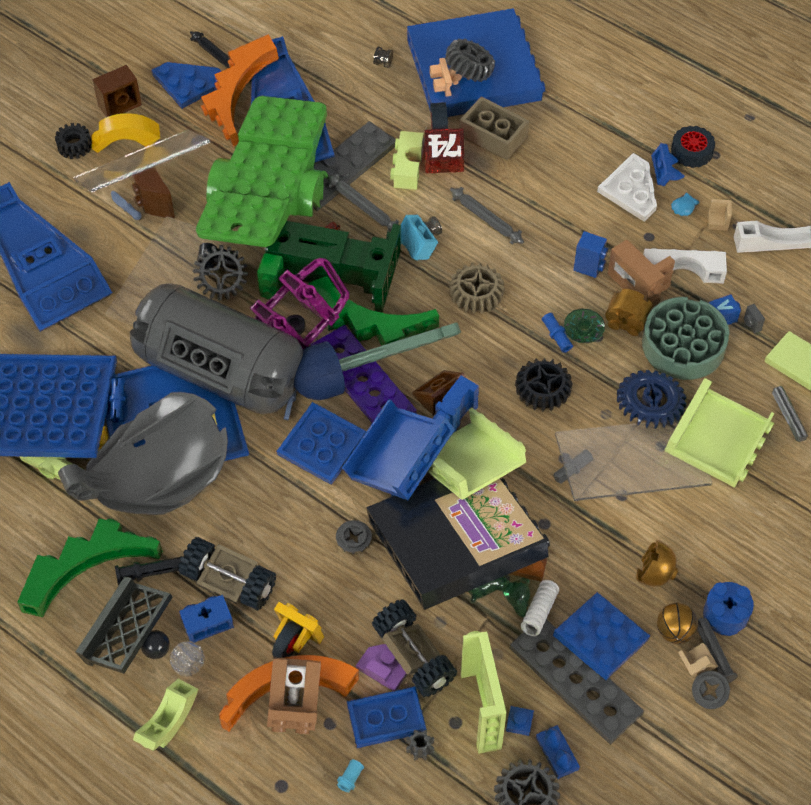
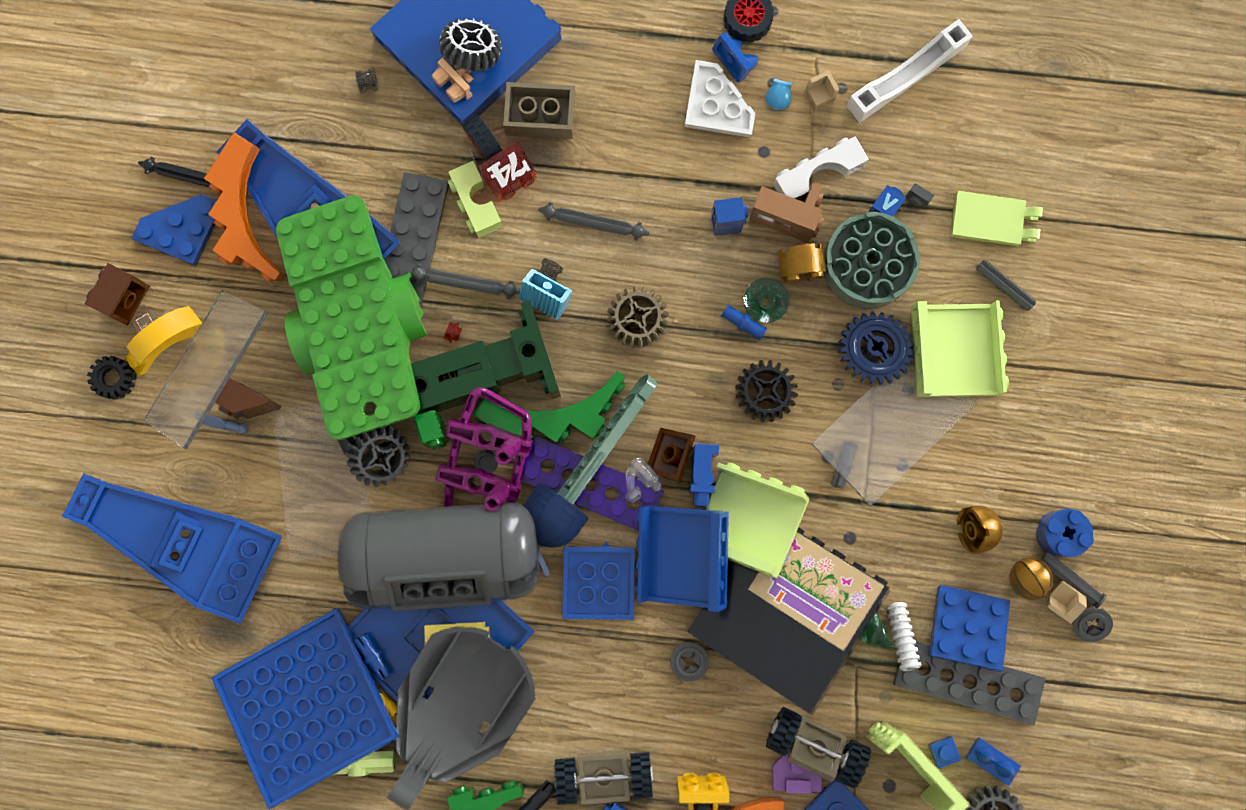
camera: 30 degrees left, 25 degrees up
(409, 387) = (646, 475): none -> clear plant

